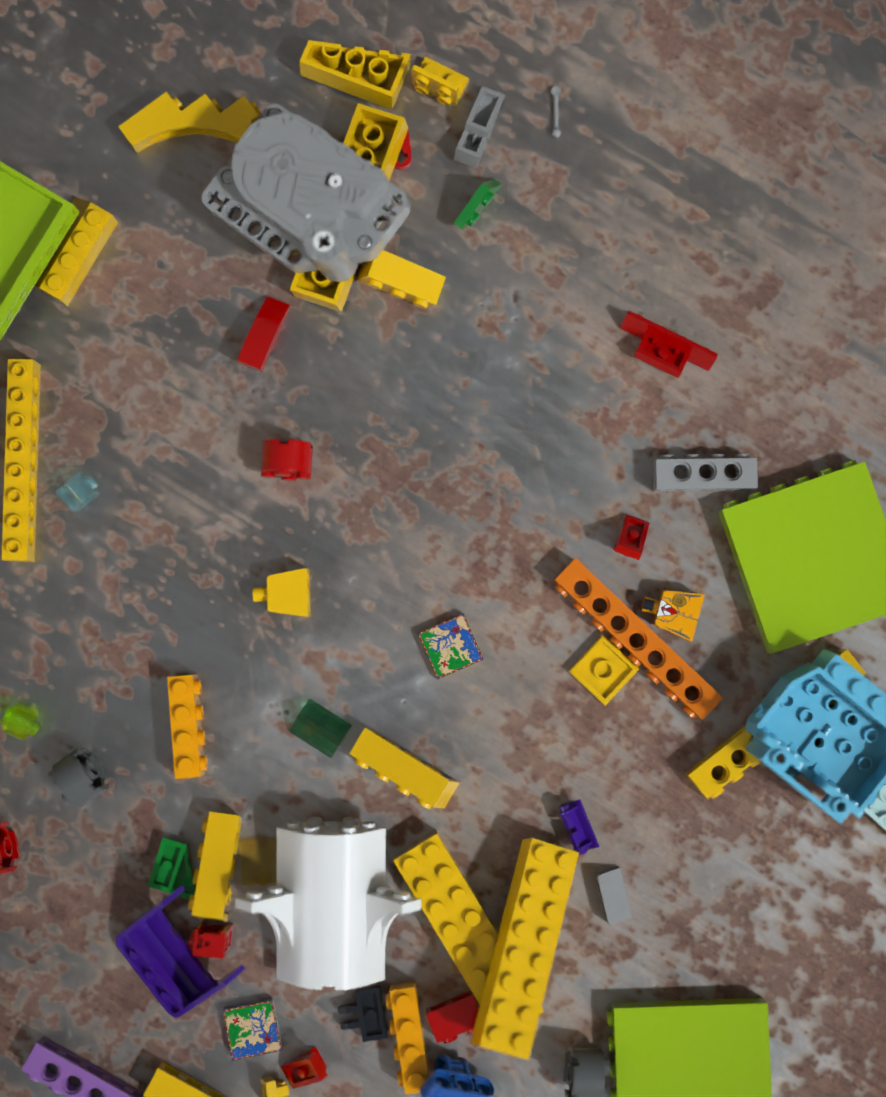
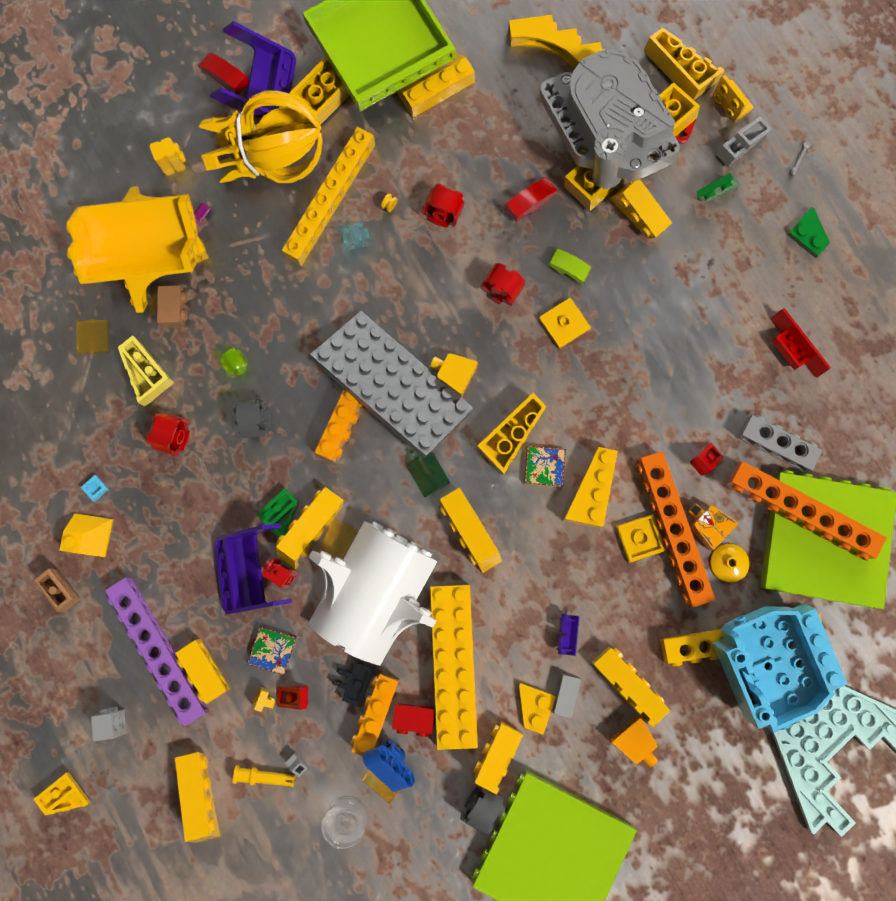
camera: 30 degrees right, 5 degrees down
(97, 429) = (389, 202): none -> yellow bush
(164, 400) = (443, 206): none -> red brick
(219, 648) = (391, 383): none -> plate
(352, 391) = (569, 264): none -> lime slope
(383, 463) = (564, 323): none -> yellow plate
(388, 640) = (507, 437): none -> yellow wedge
(522, 652) = (593, 492): none -> yellow wedge
(525, 948) = (488, 696): yellow brick -> none
(571, 1008) = (497, 757): none -> yellow wedge
(587, 929) = (535, 707): none -> yellow wing
(614, 199) = (810, 233): none -> green wing
(678, 847) = (630, 686): none -> yellow wedge
(706, 639) = (720, 563): none -> yellow dish
(717, 905) = (636, 742): none -> light orange torso
(863, 538) = (871, 540): none -> orange brick

